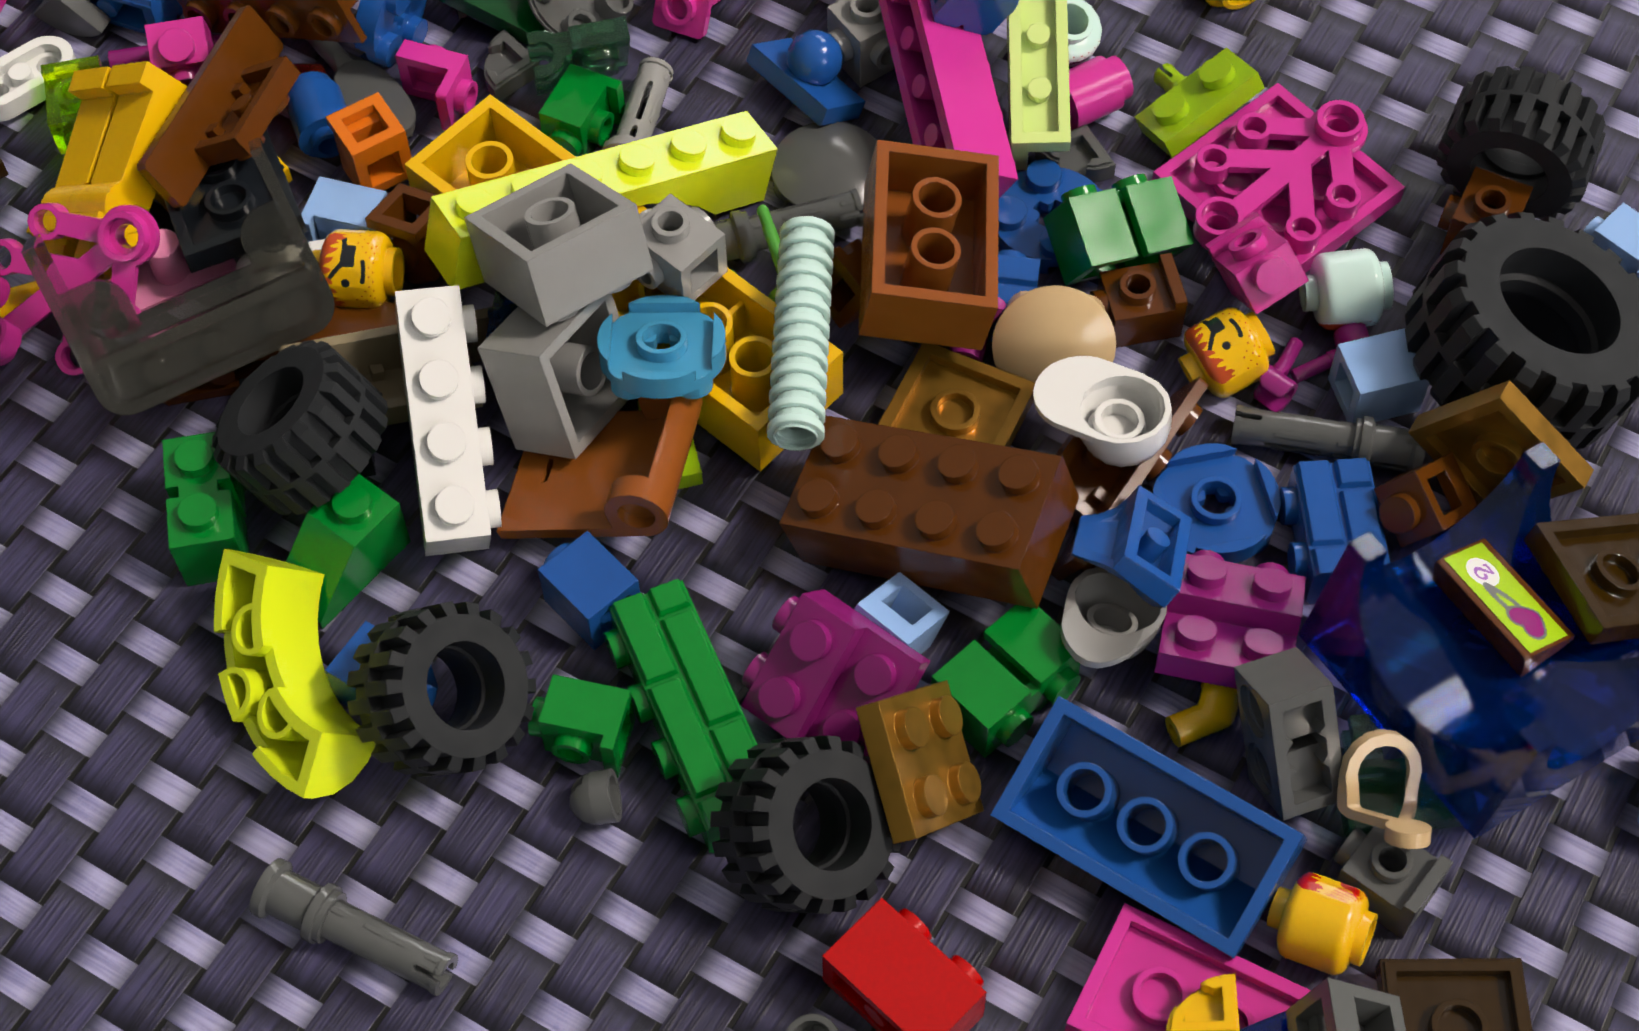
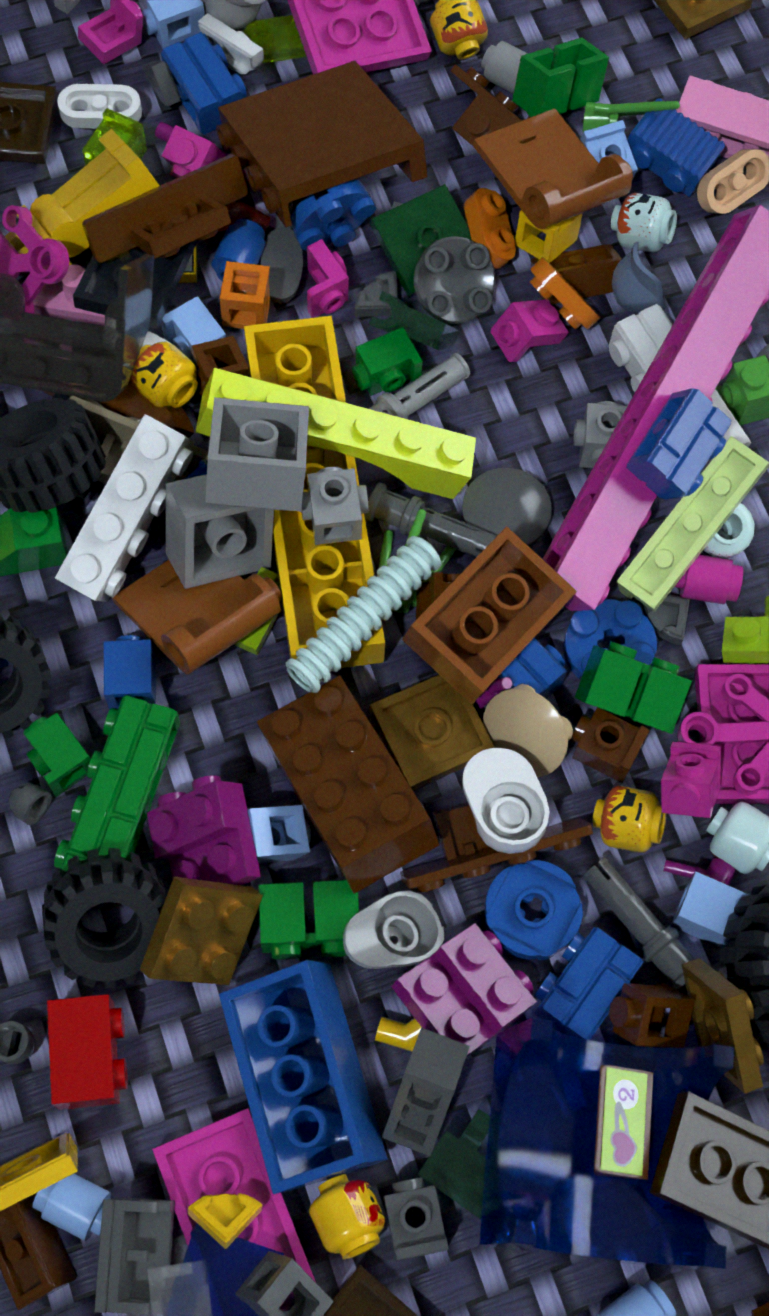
camera: 35 degrees right, 10 degrees up
(640, 370) = (270, 585): dark azure plate -> none
(807, 75) = (544, 437): blue tile -> none
(1139, 543) = (444, 903): blue slope -> none
(1276, 387) = (642, 864): magenta hand -> none
(1401, 831) = (430, 1208): tan piece -> none

